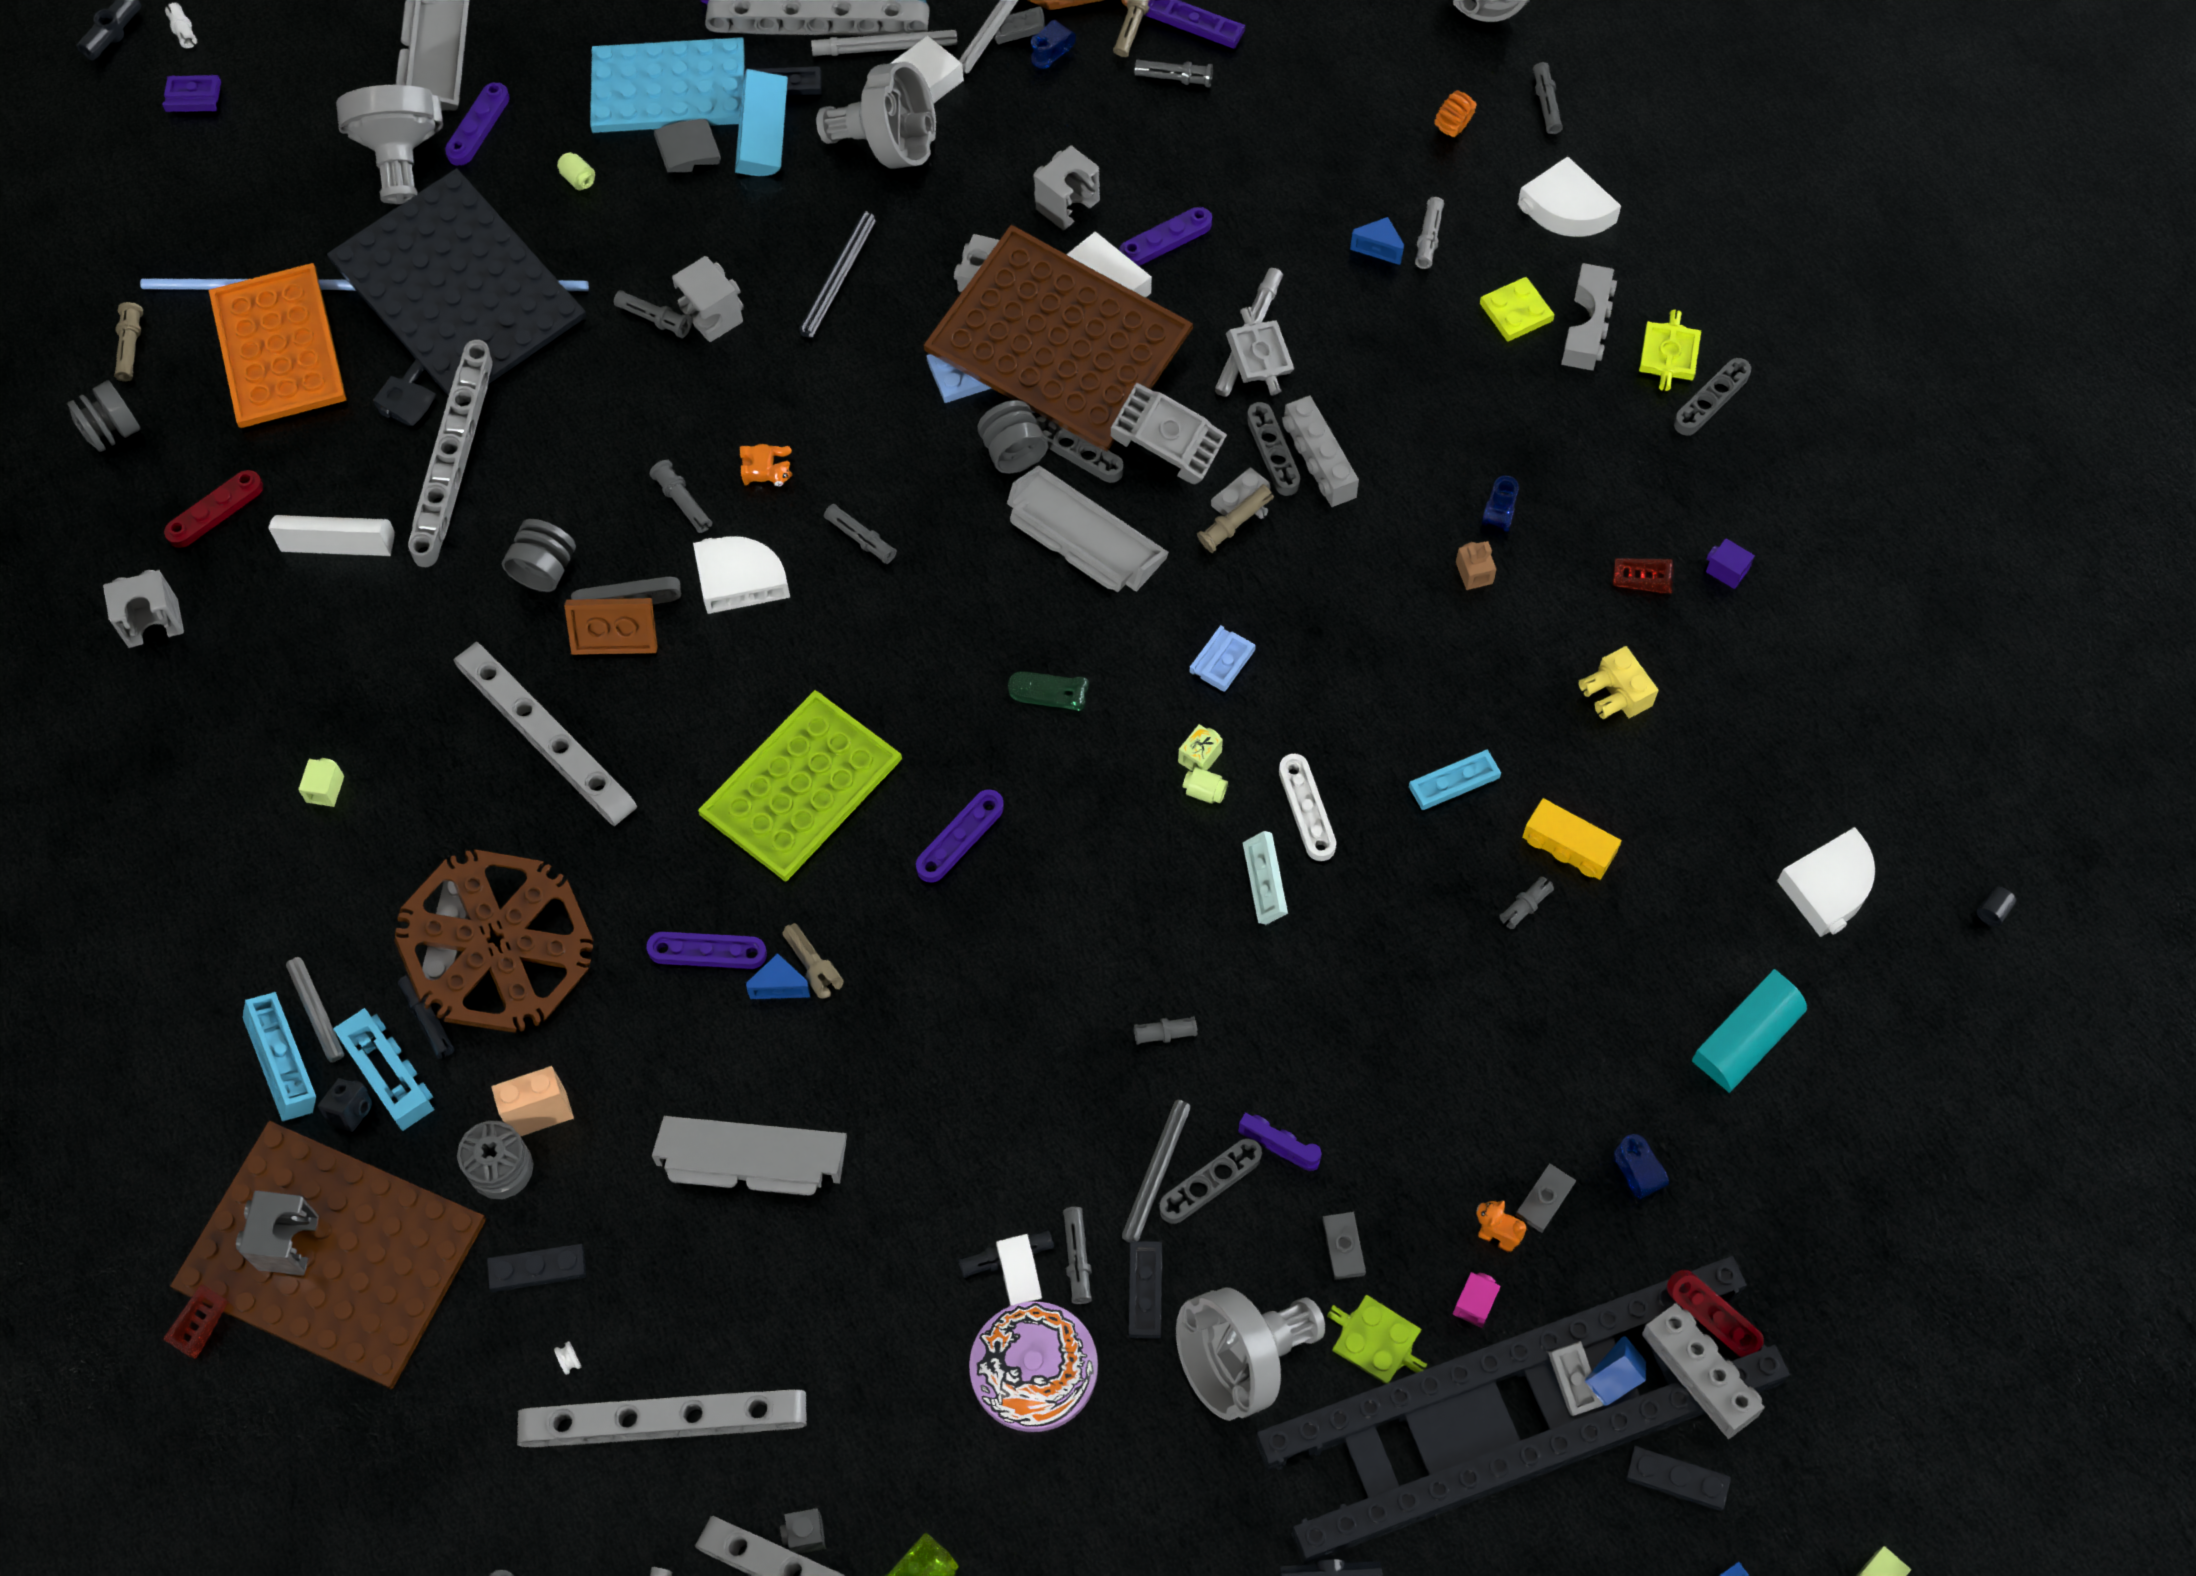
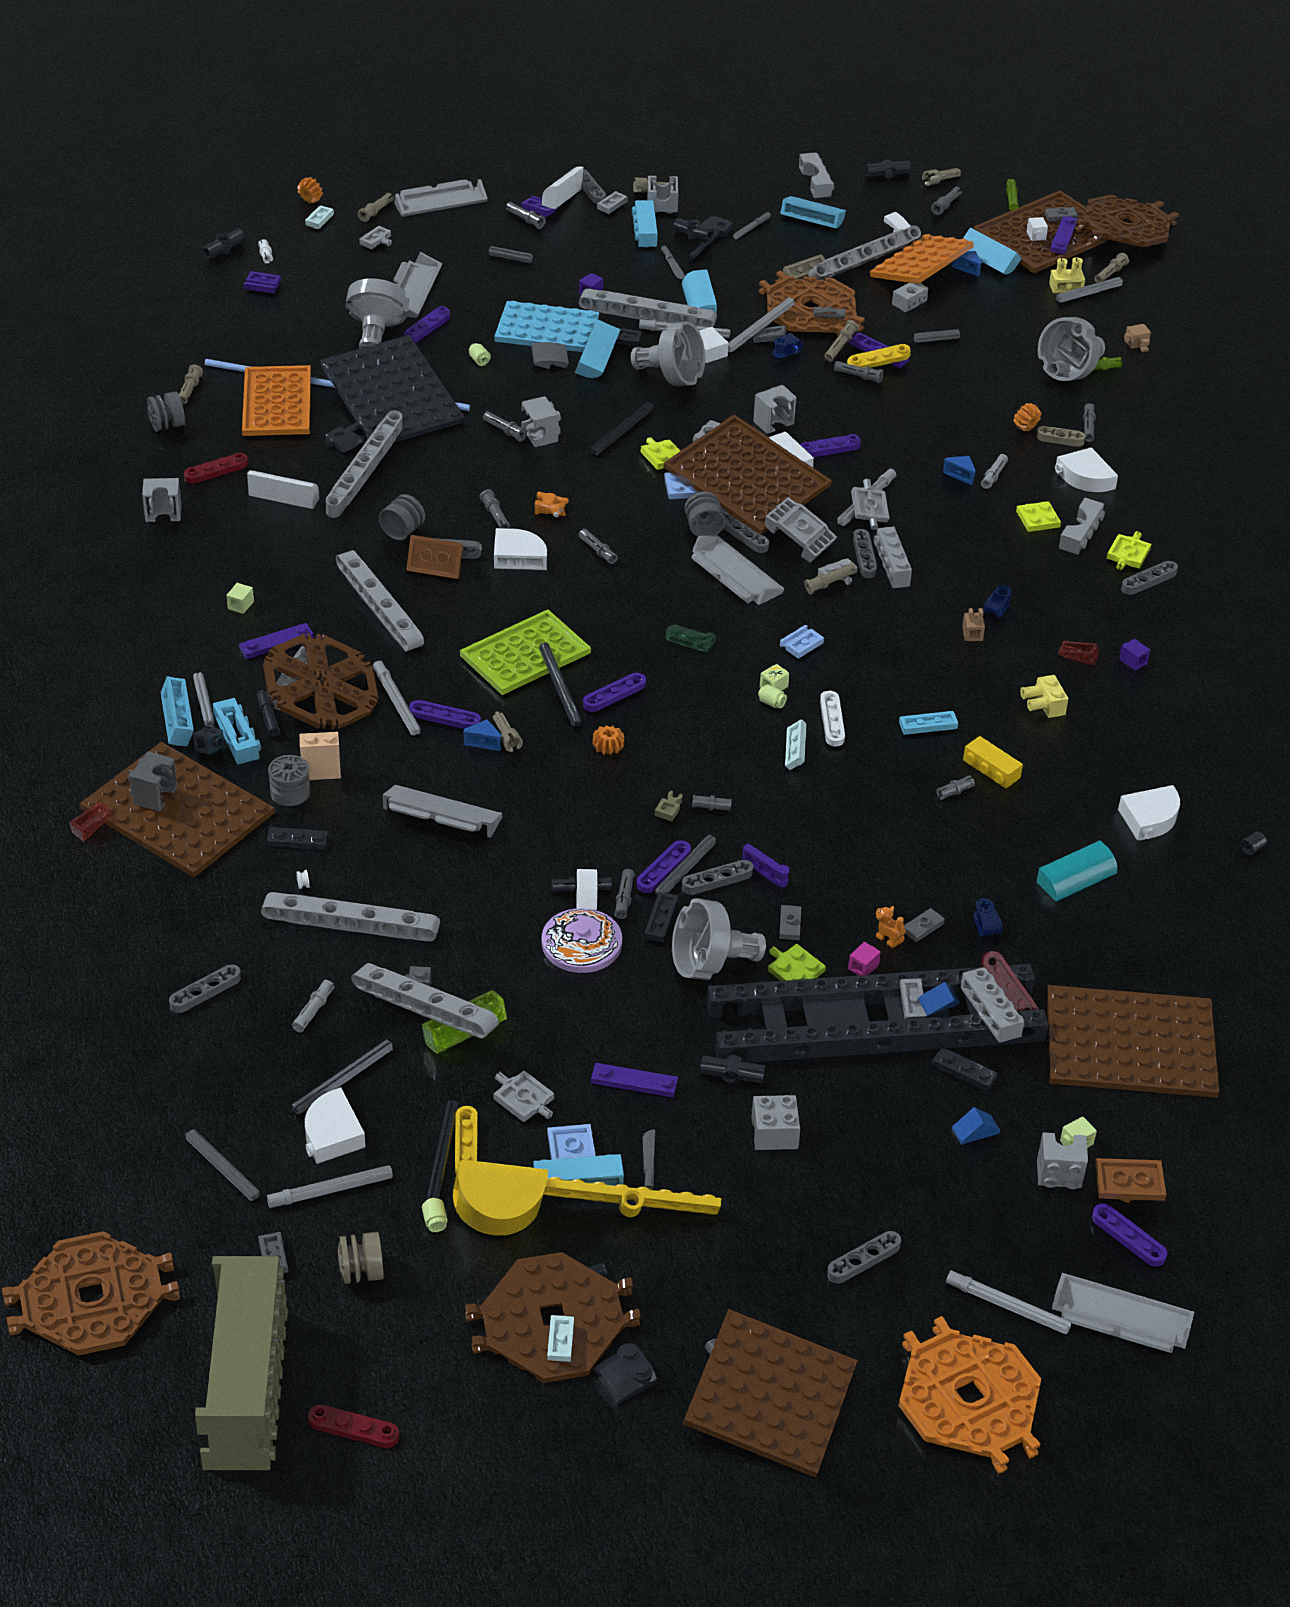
camera: 10 degrees right, 20 degrees down
(400, 855) = (263, 644): none -> dark purple plate
(590, 889) = (385, 677): none -> light grey axle
(872, 844) = (560, 684): none -> black axle
(911, 313) = (659, 452): none -> neon yellow plate
(967, 948) = (608, 740): none -> orange gear
(1101, 1058) = (669, 808): none -> olive plate
(1123, 1183) = (663, 866): none -> dark purple plate
(1200, 37) = (881, 356): none -> yellow plate
(1503, 142) = (1053, 434): none -> dark tan beam
(1910, 1354) = (1131, 1041): none -> reddish brown plate

